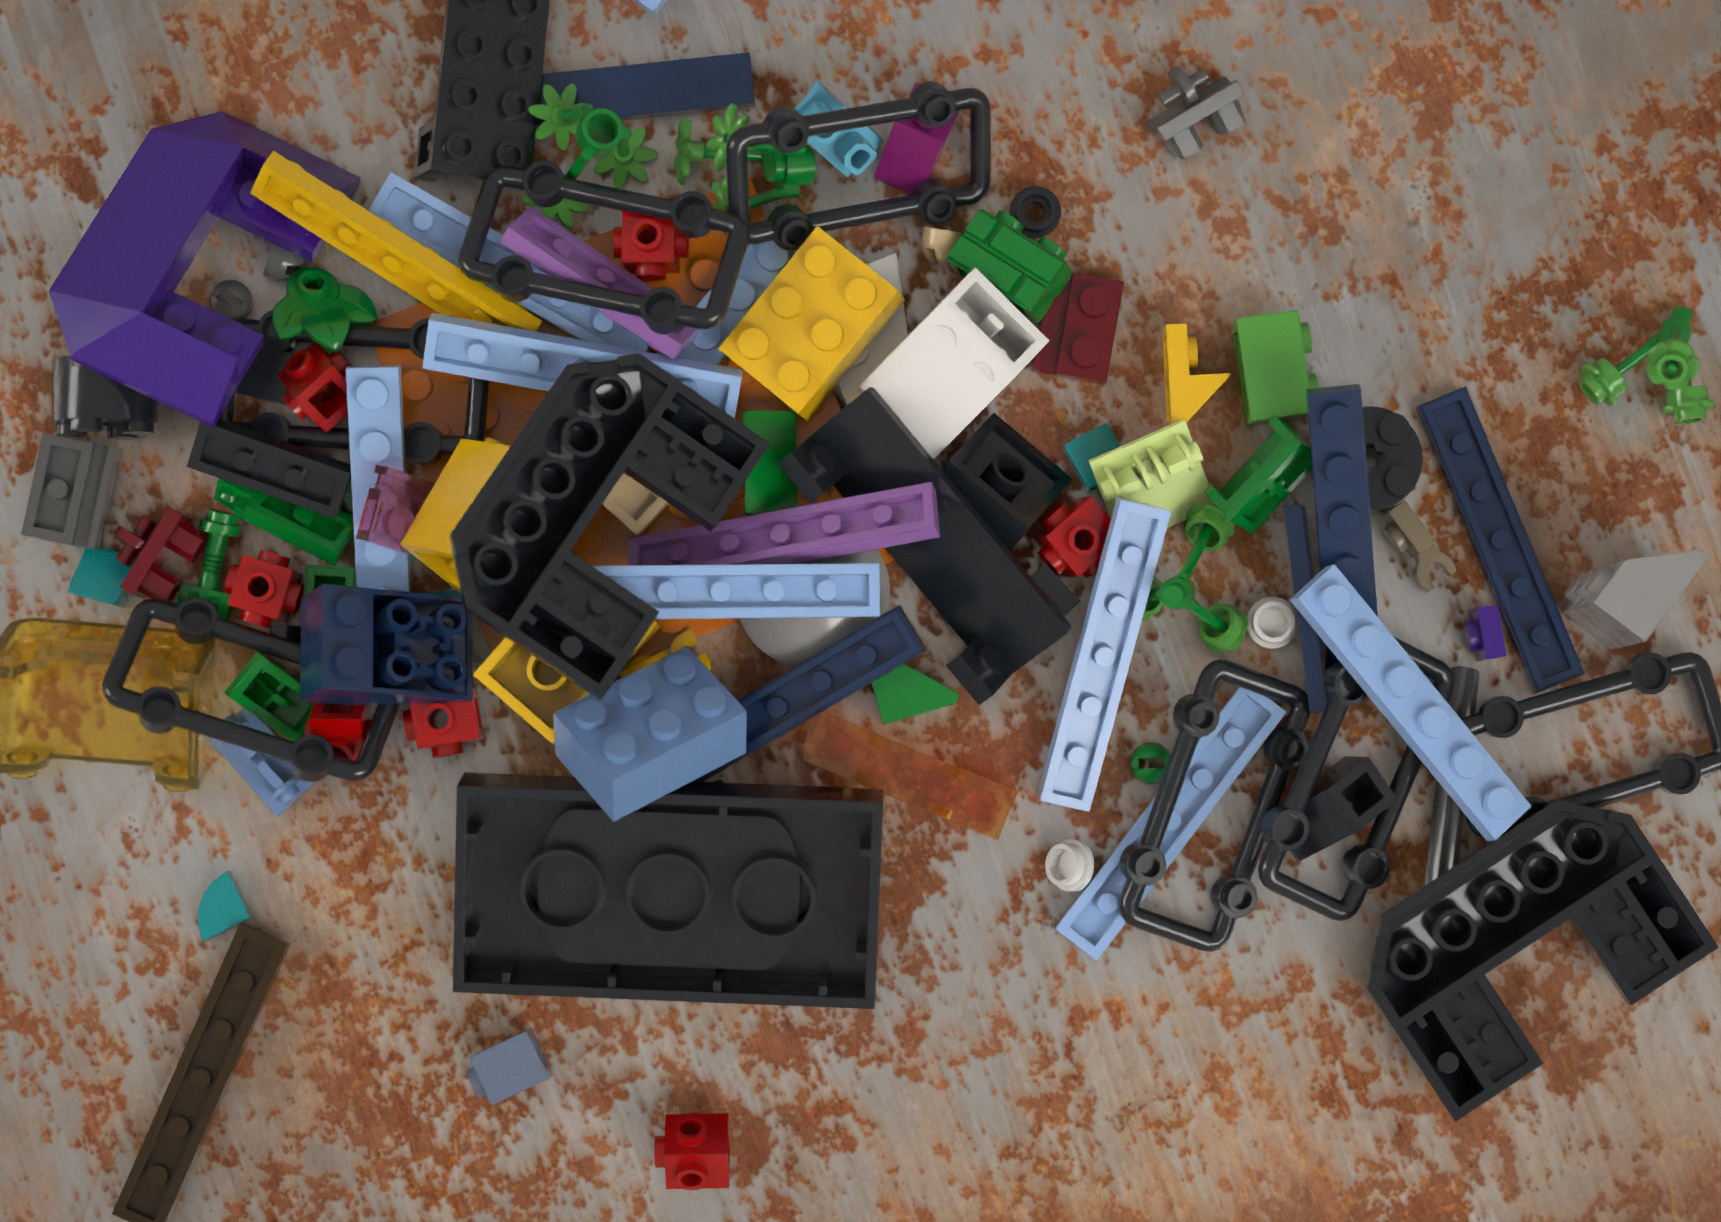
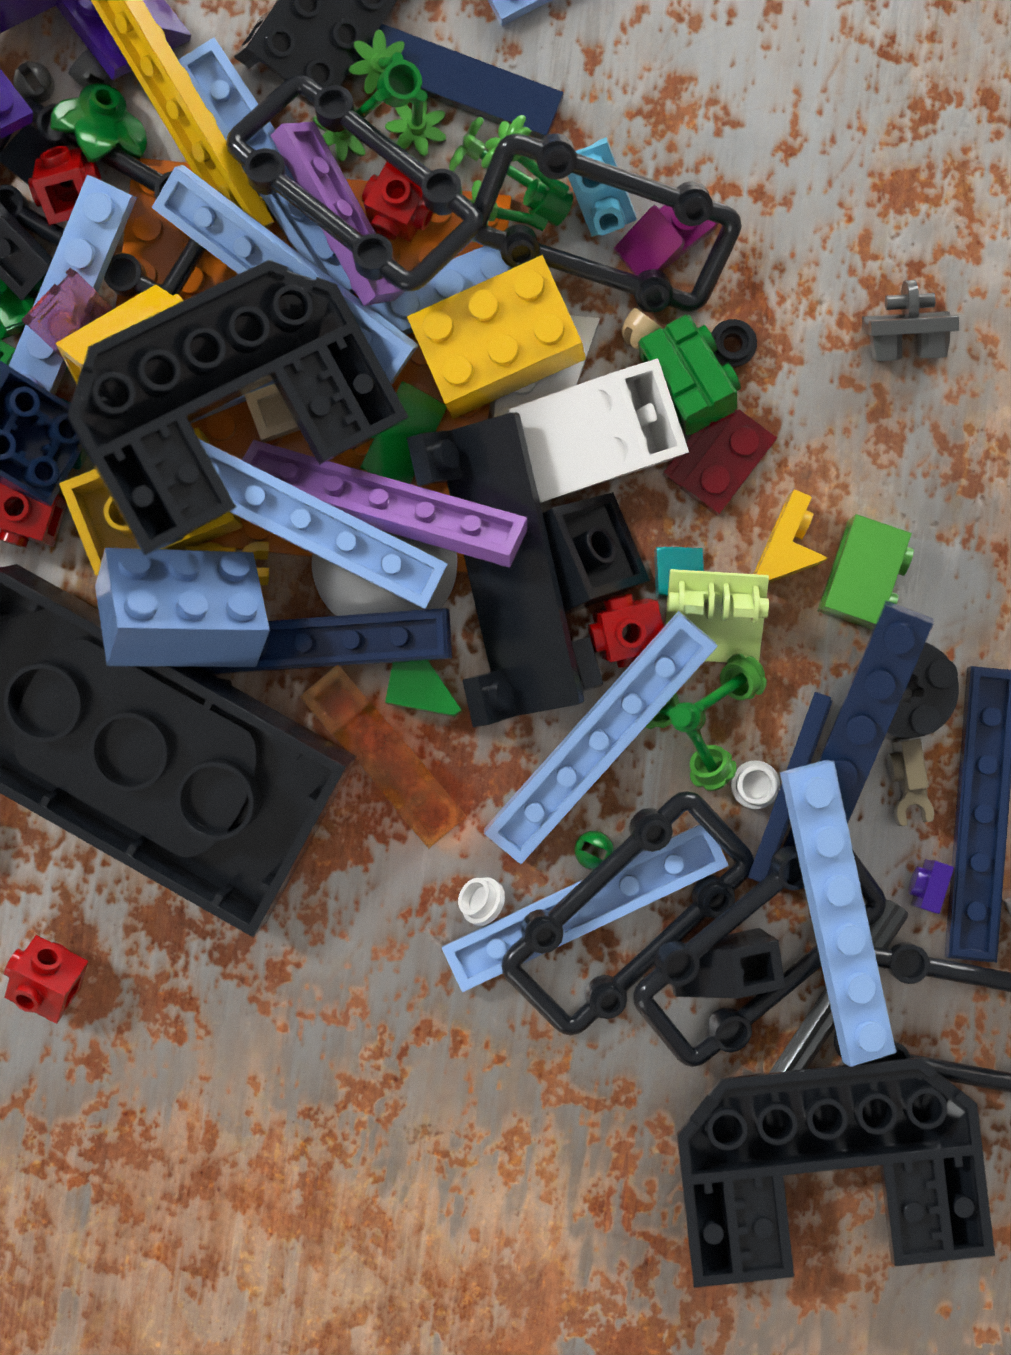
camera: 30 degrees right, 0 degrees up
(1264, 477) = (811, 660): green hinge -> none

